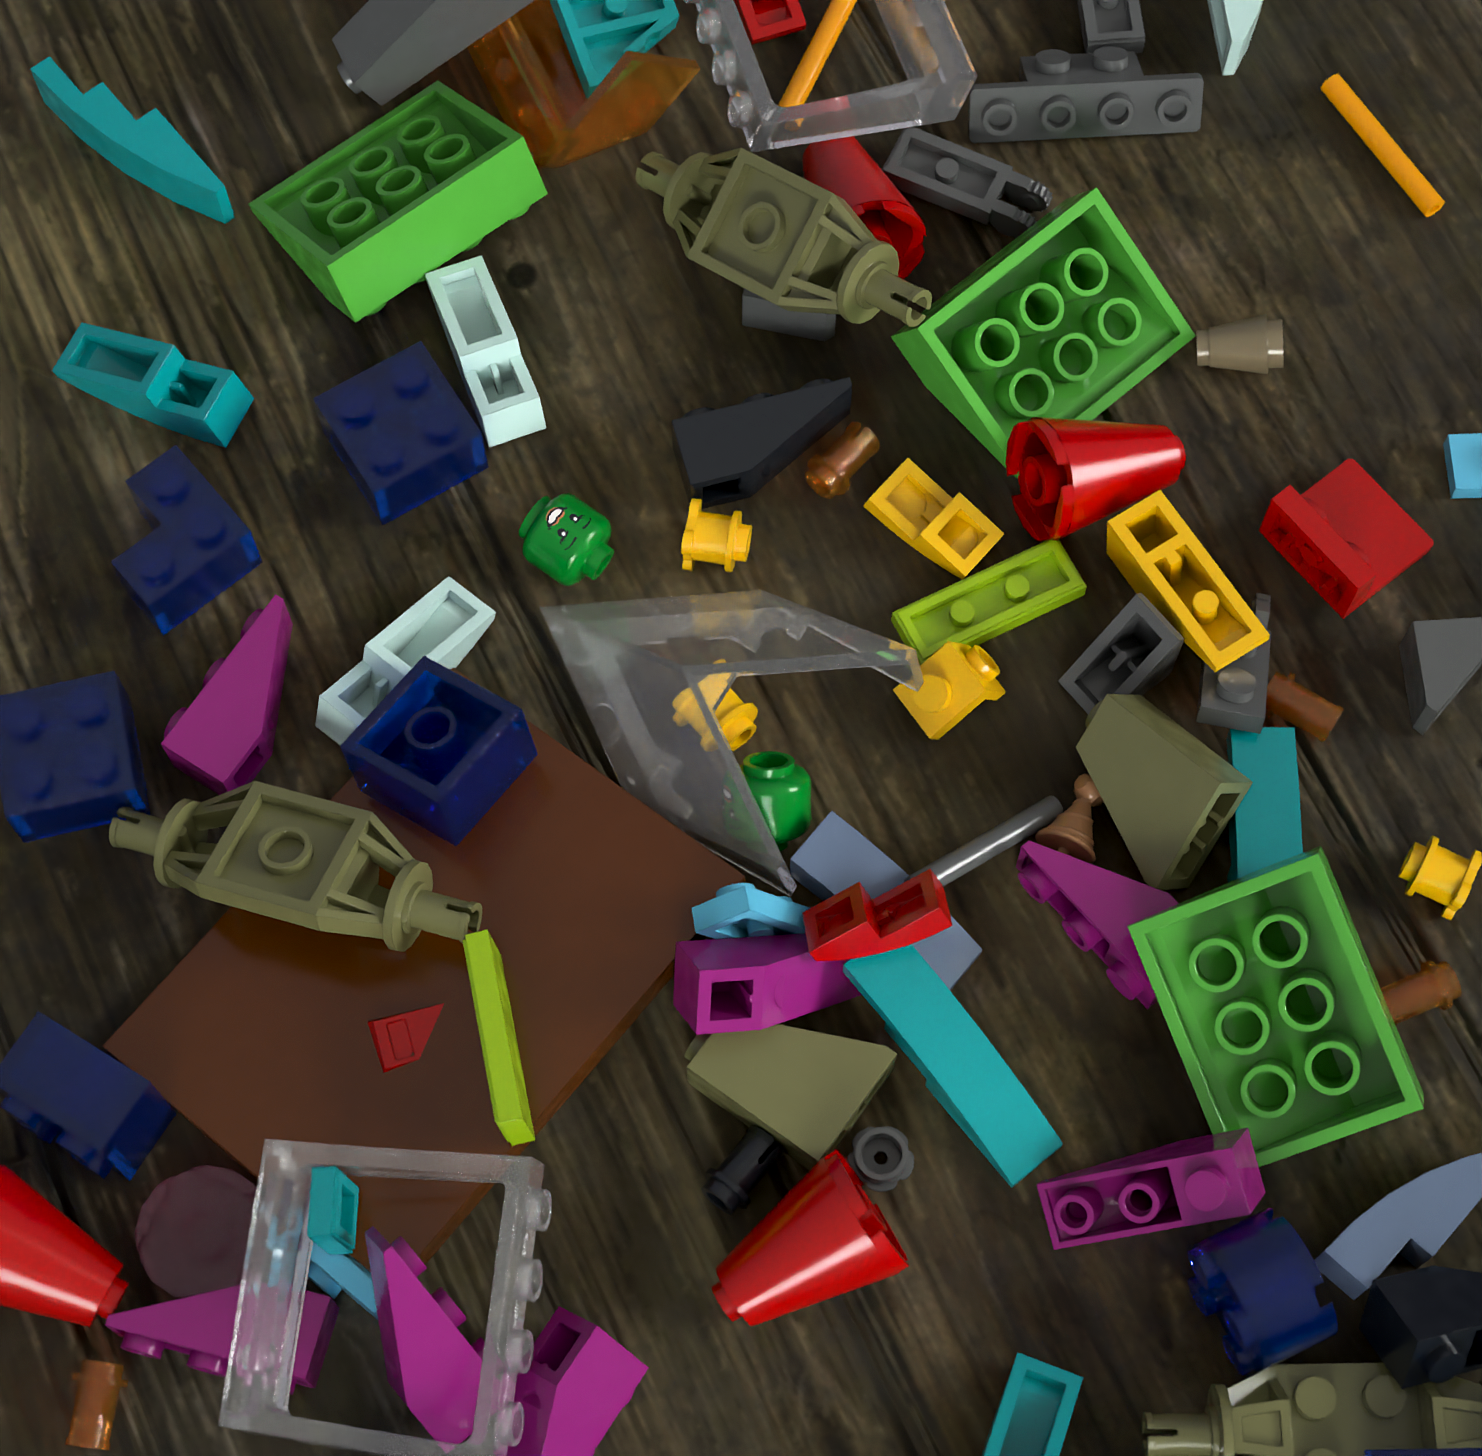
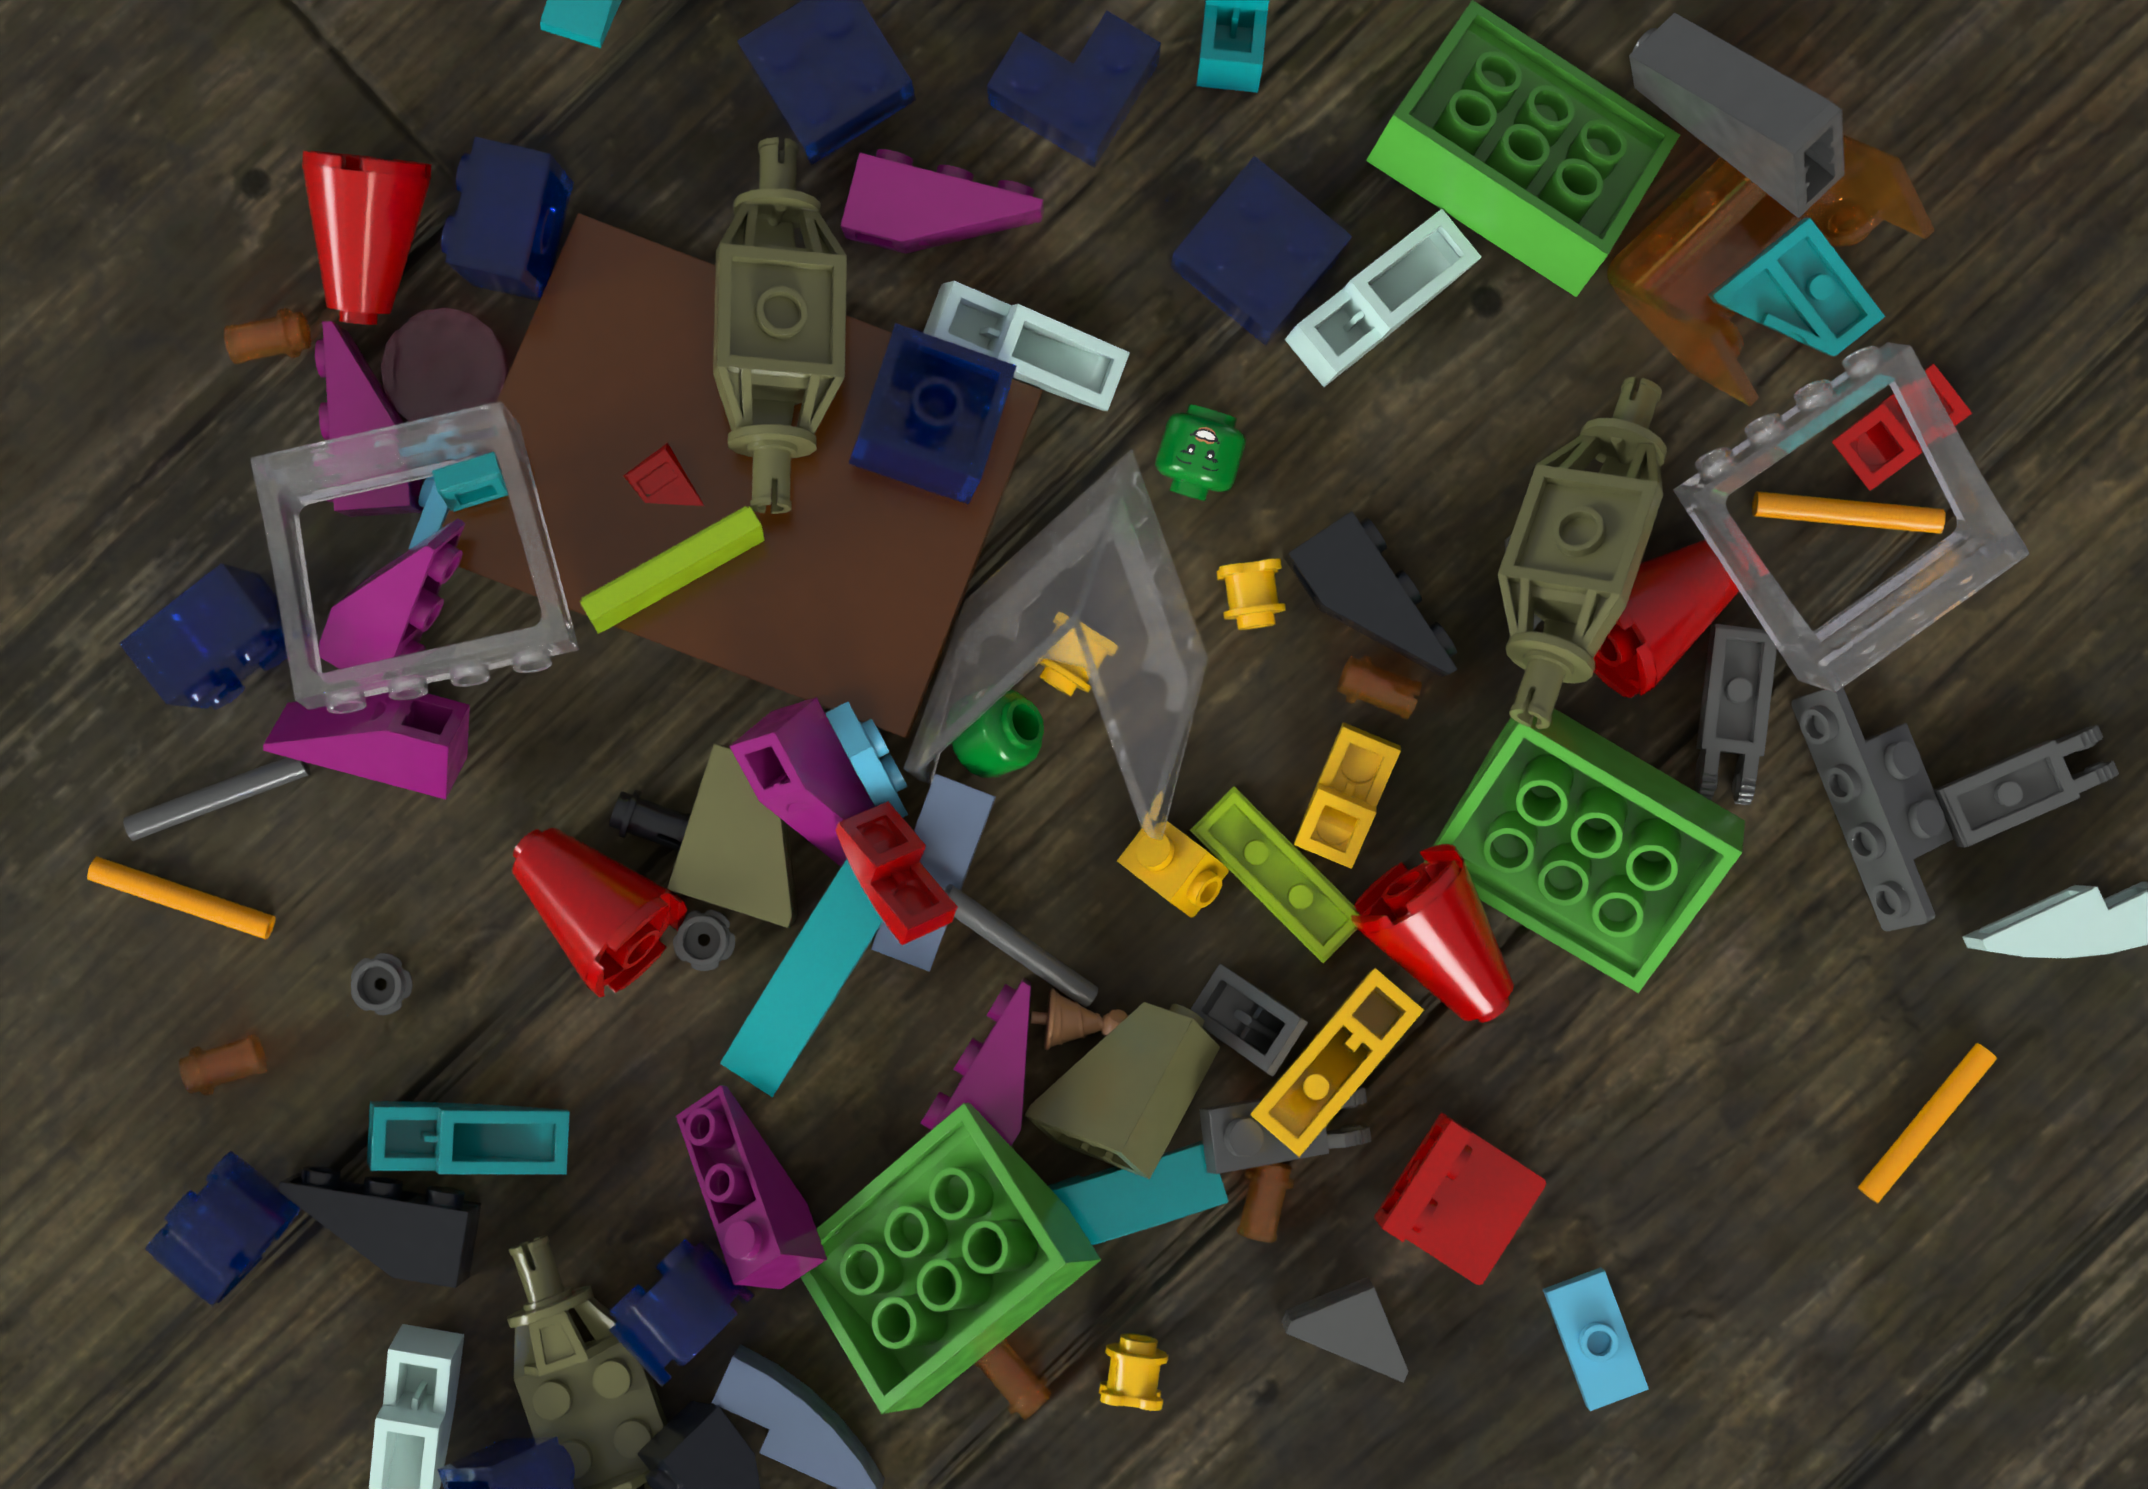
camera: 75 degrees right, 20 degrees up
(1242, 345) = (1637, 1043): dark tan cone -> none

